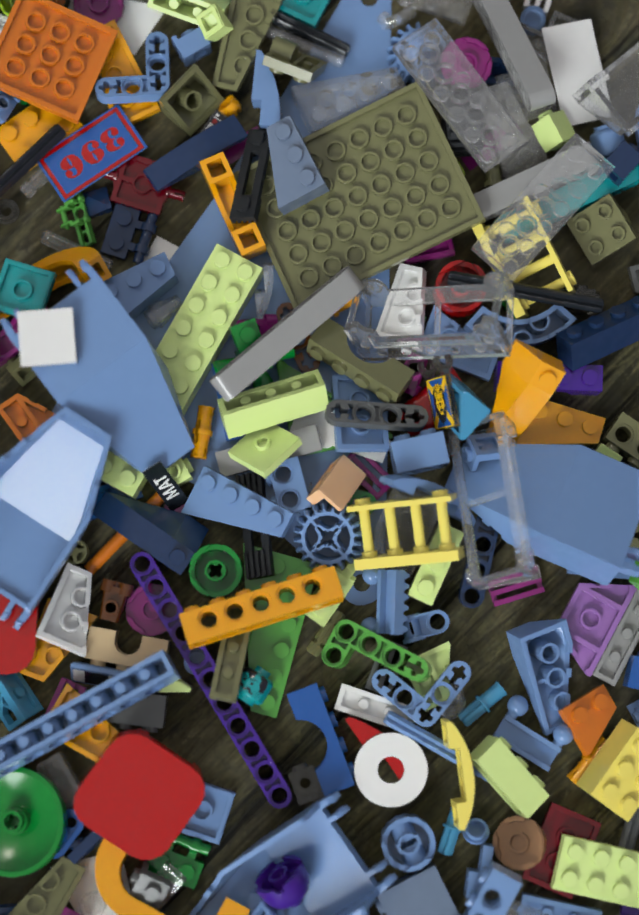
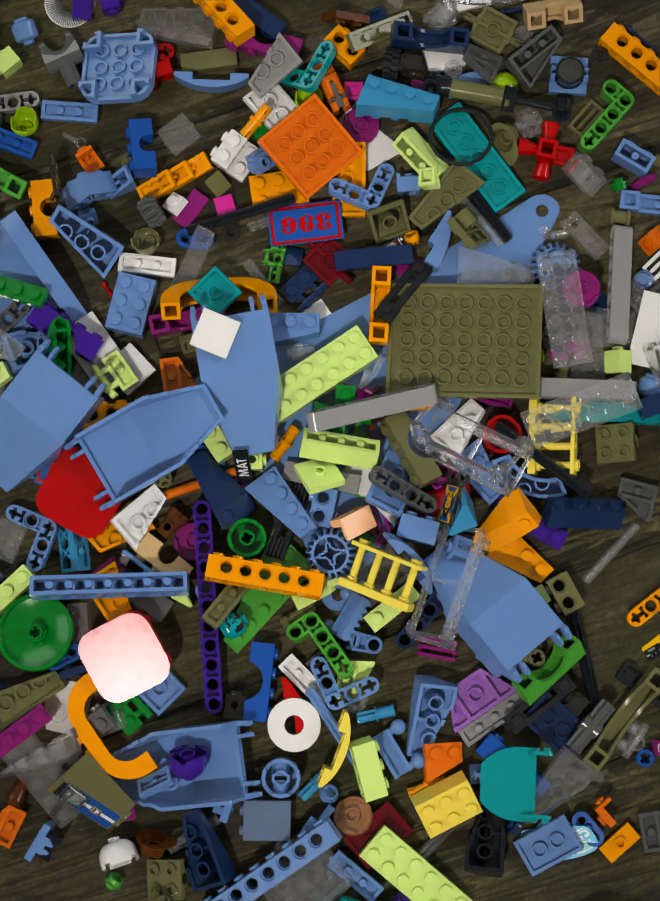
camera: 30 degrees right, 0 degrees up
(293, 167) = (432, 300): sand blue wedge -> none

